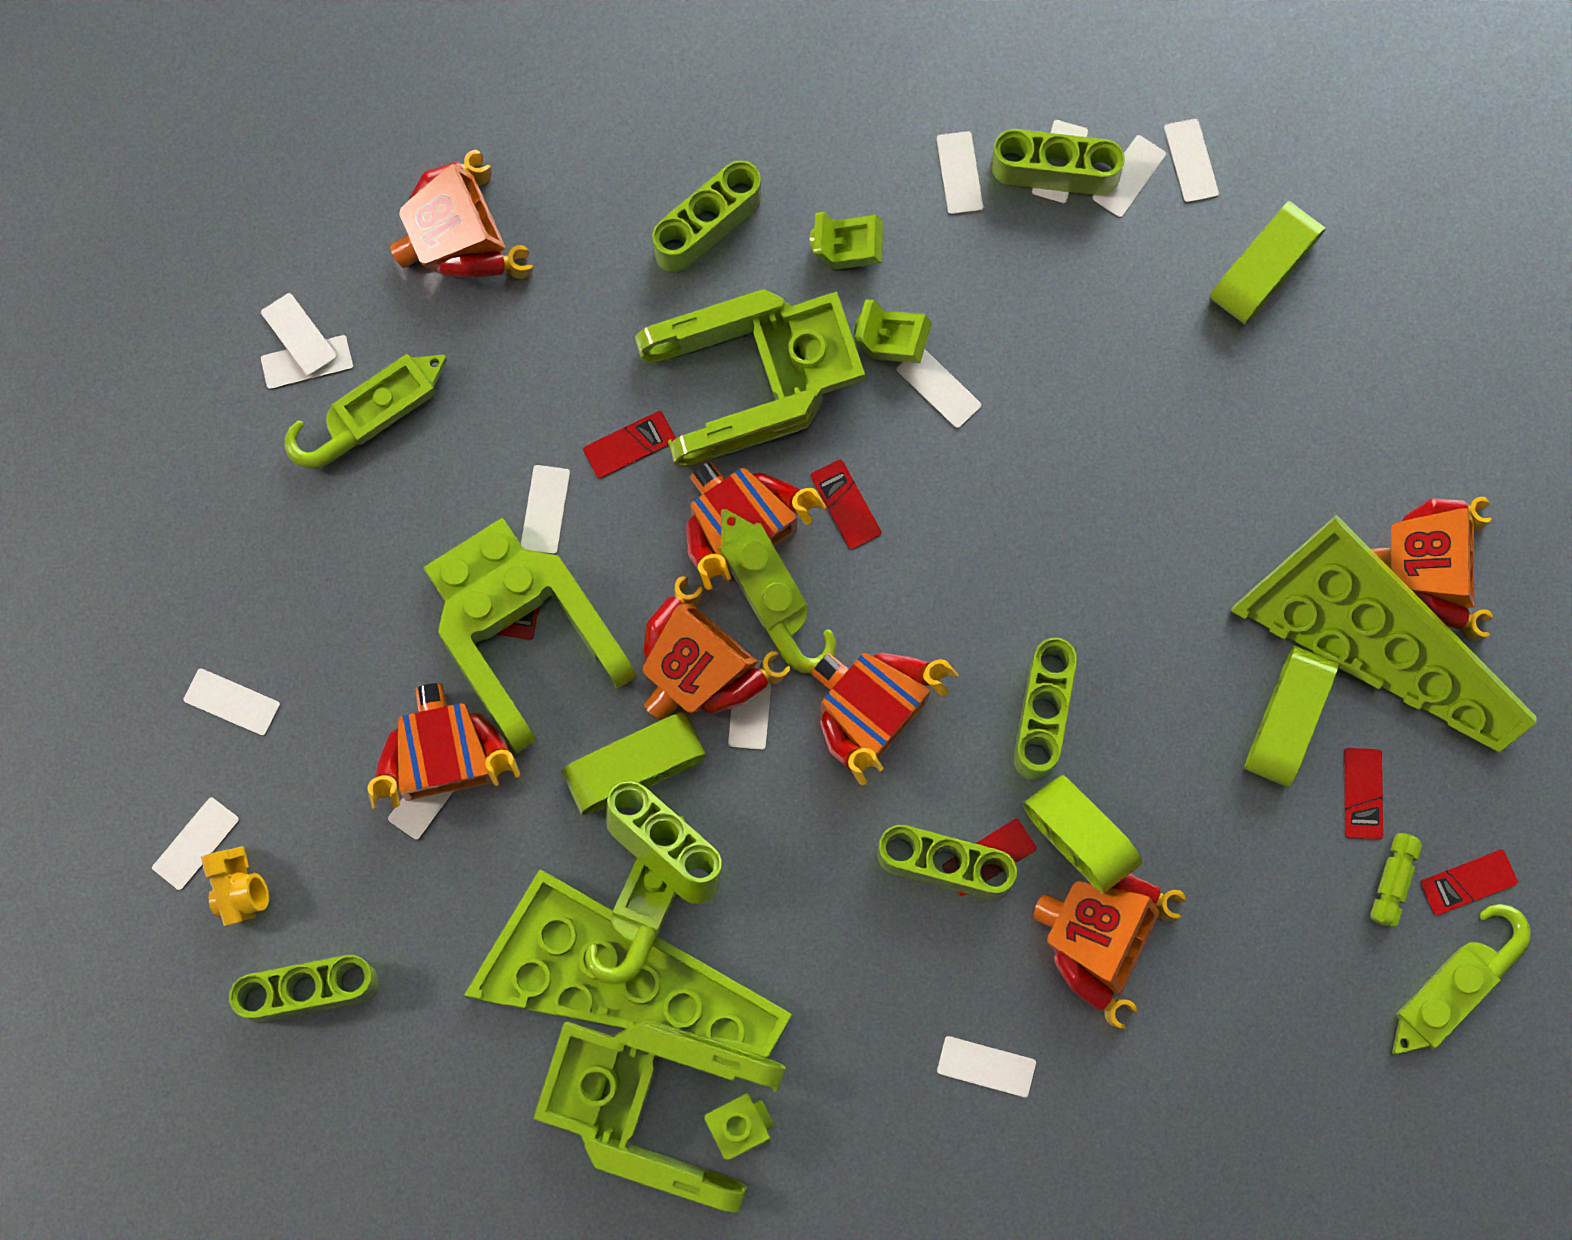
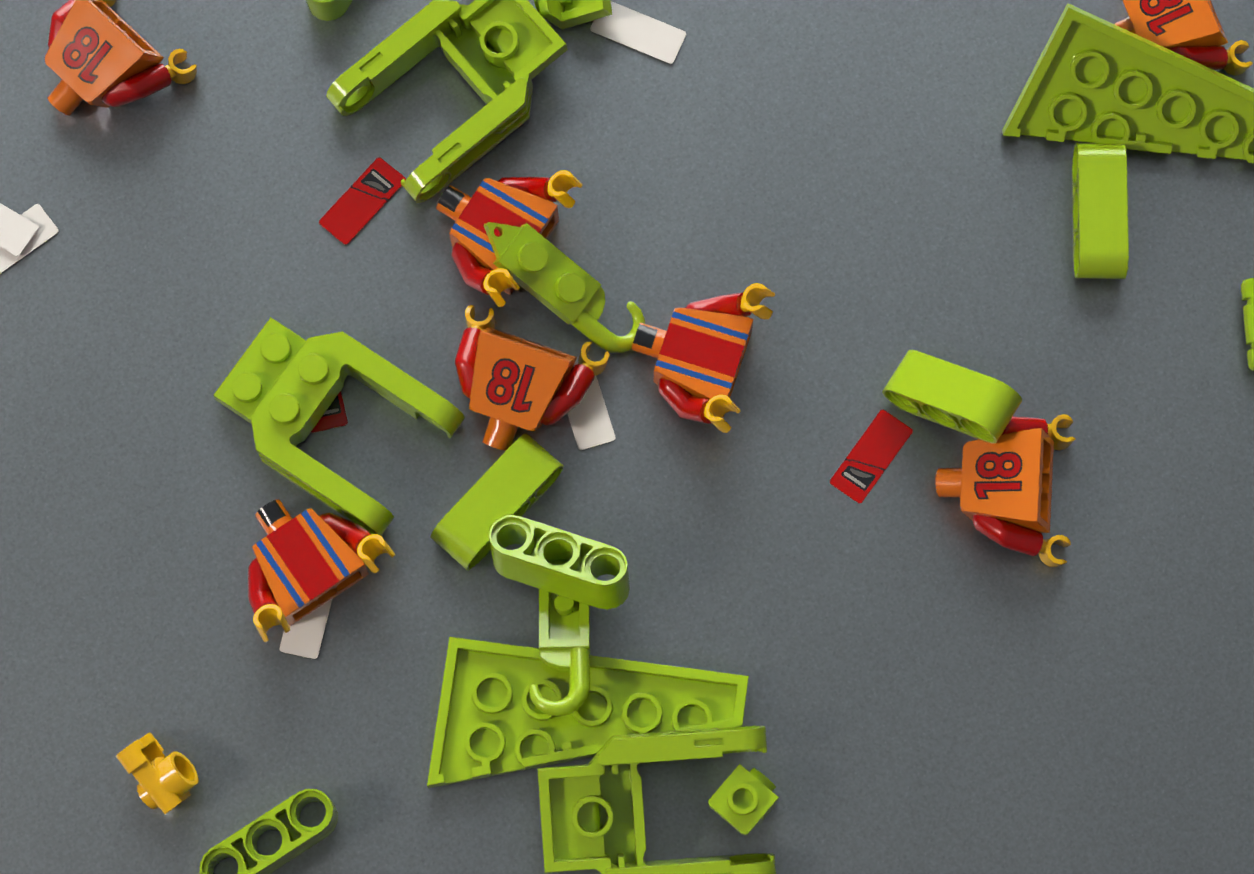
camera: 20 degrees left, 0 degrees up
(197, 839) = (99, 749): white sticker -> none
(231, 701) = (77, 599): white sticker -> none
(370, 408) = (95, 263): lime plate -> none
(545, 509) = (306, 293): white sticker -> none
(845, 503) = (598, 177): red sticker -> none
(969, 855) = (852, 460): lime beam -> none
(986, 1066) = (950, 652): white sticker -> none
(1051, 687) = (872, 273): lime beam -> none
(1363, 793) = (1195, 257): red sticker -> none

